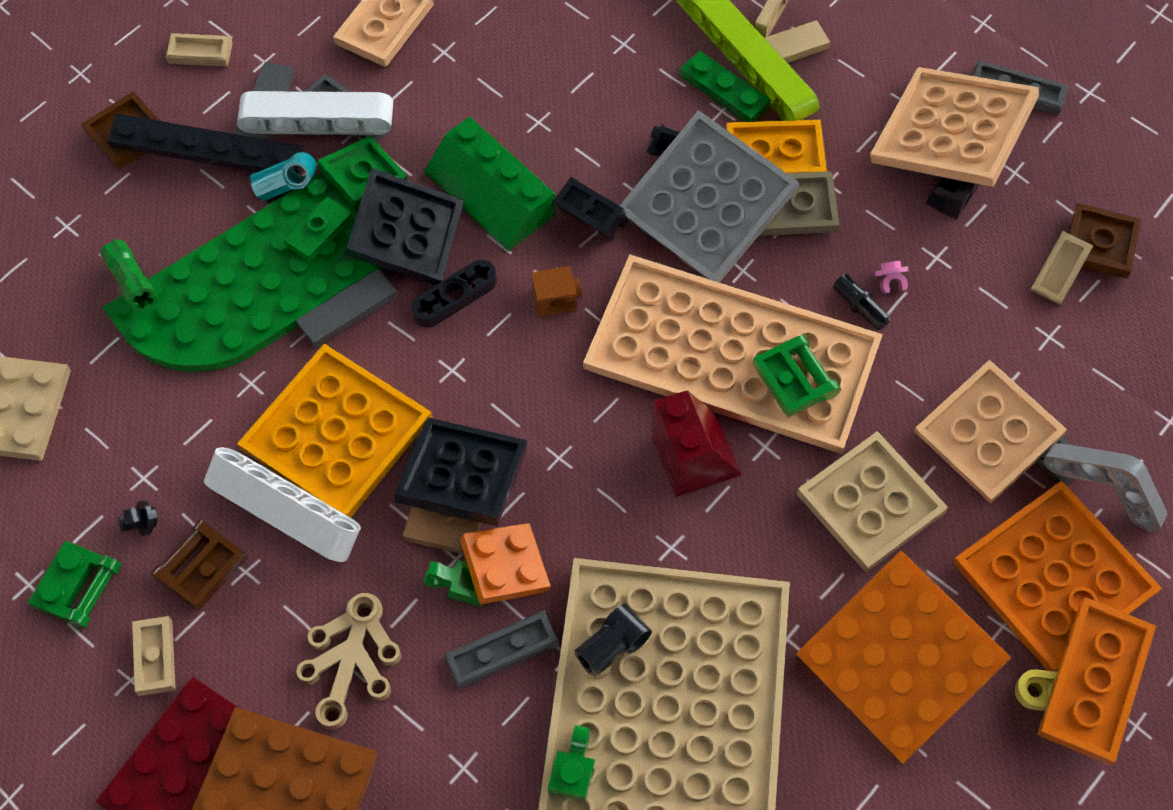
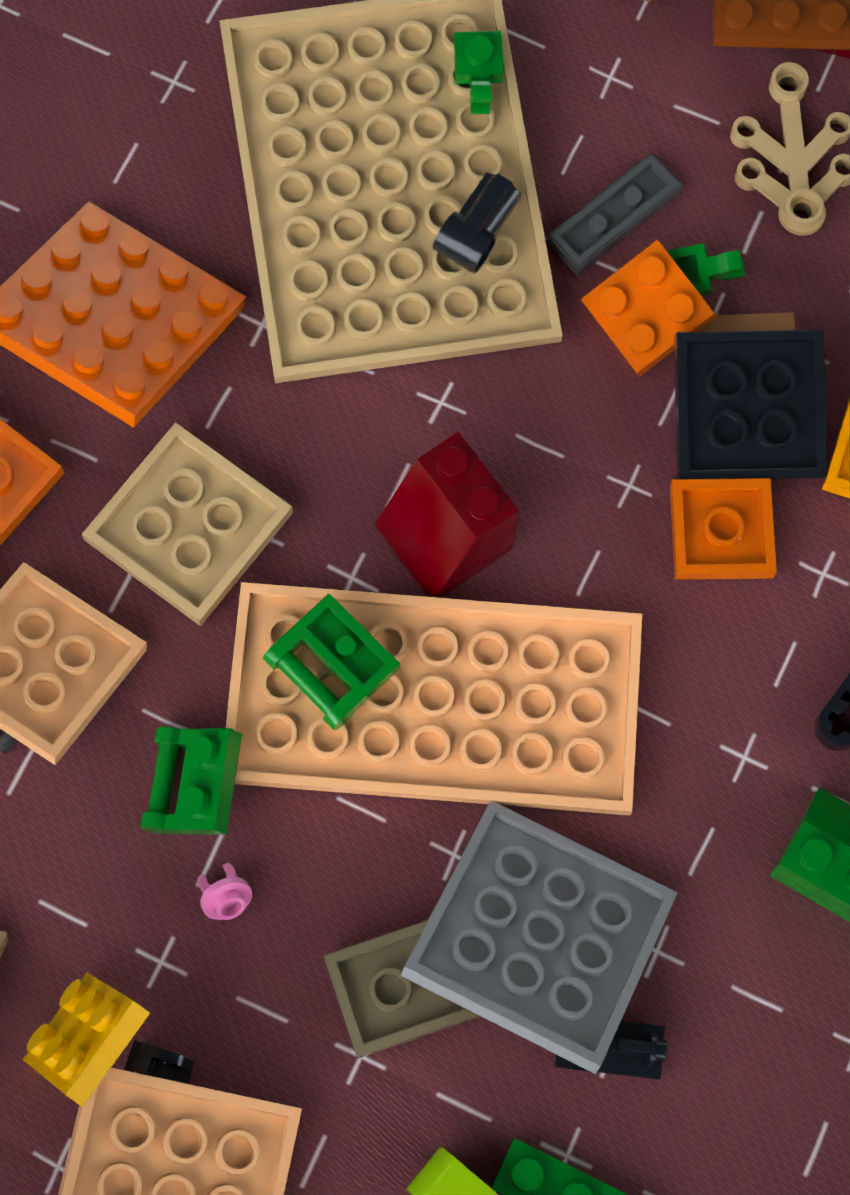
camera: 160 degrees right, 10 degrees up
(510, 404) = (722, 529): none -> orange plate
(555, 291) = (721, 721): dark orange brick -> none
(591, 208) = (718, 875): black hinge -> none
(789, 145) = (455, 1084): light orange plate -> none
(861, 301) = (266, 837): black axle -> none
(892, 334) = (204, 784): none -> green plate
(993, 200) = (84, 1037): none -> yellow plate

